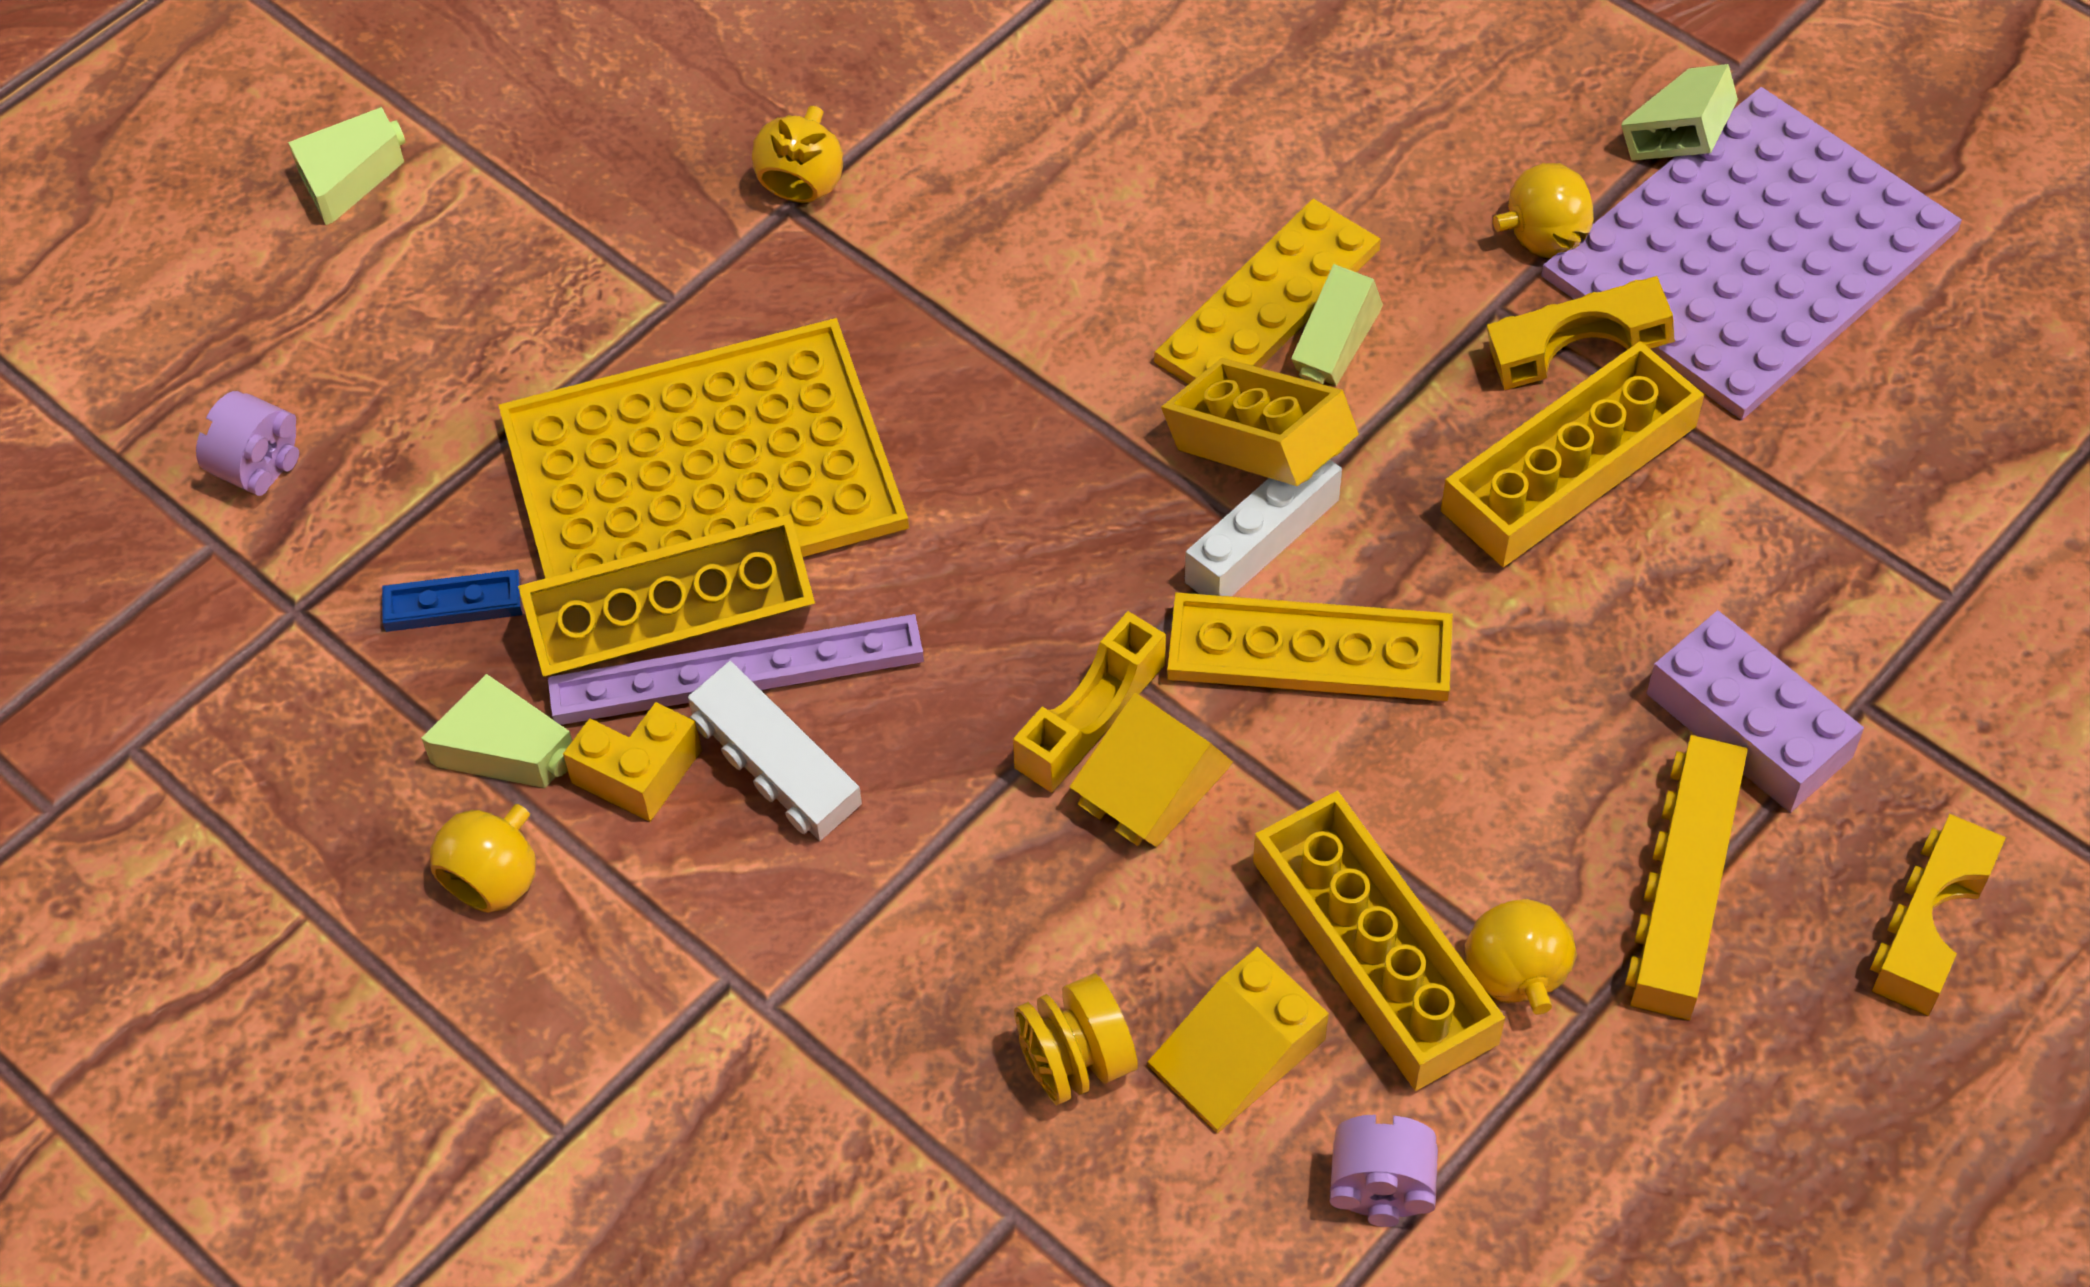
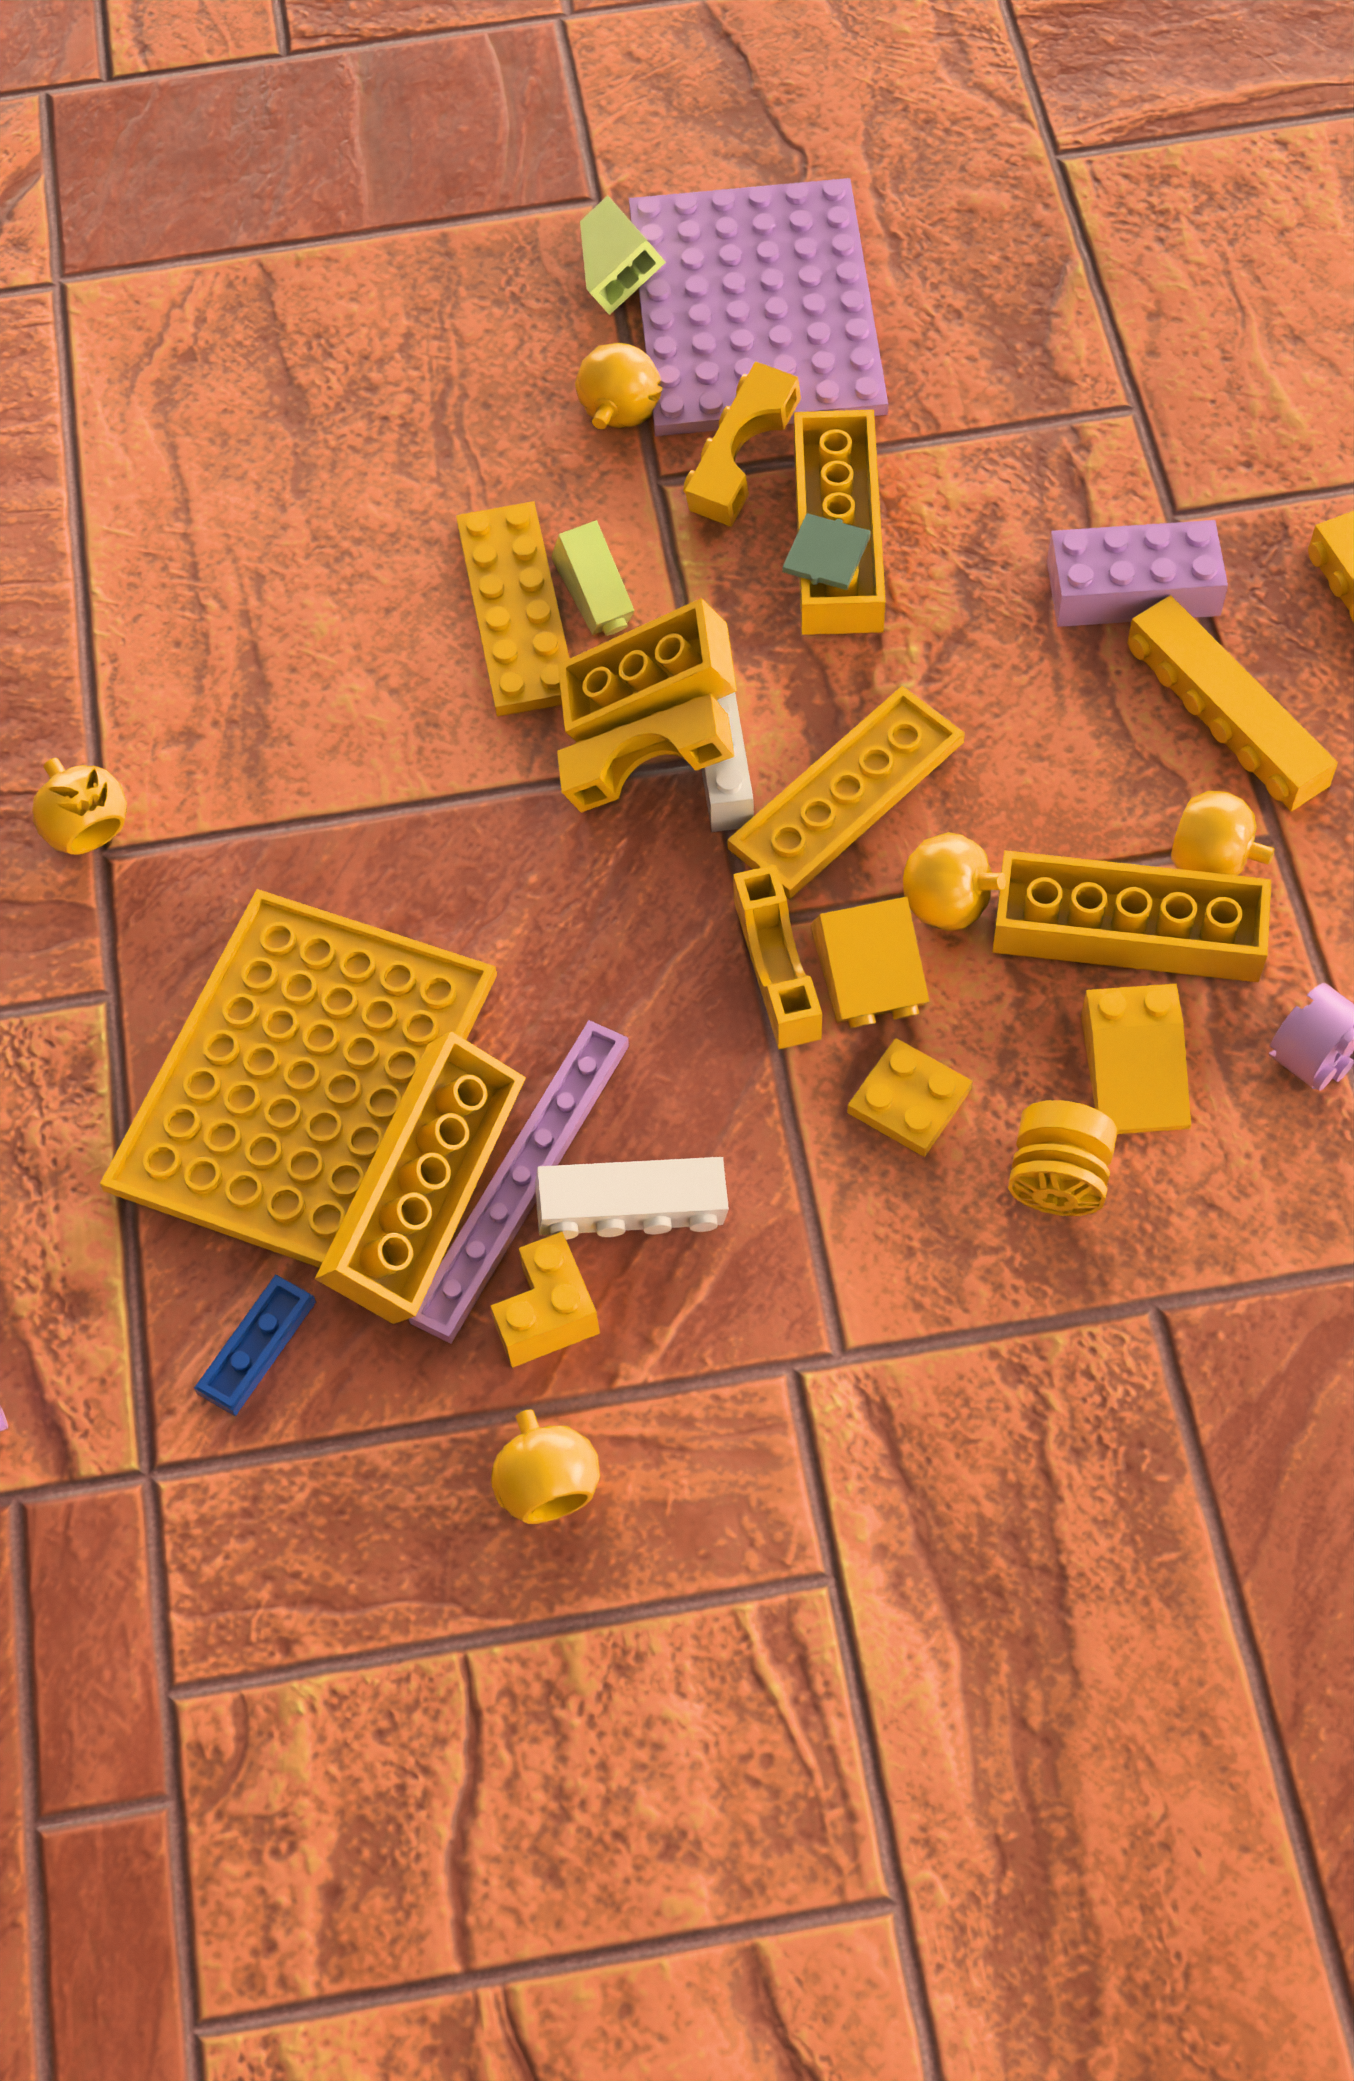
camera: 50 degrees left, 5 degrees up
(498, 737) = (434, 1387): yellowish green slope -> none
(1054, 894) = (909, 1097): none -> yellow plate
(1229, 484) = (598, 767): none -> yellow arch
(1275, 772) = (949, 881): none -> yellow piece
(1515, 459) = (826, 551): none -> sand green piece

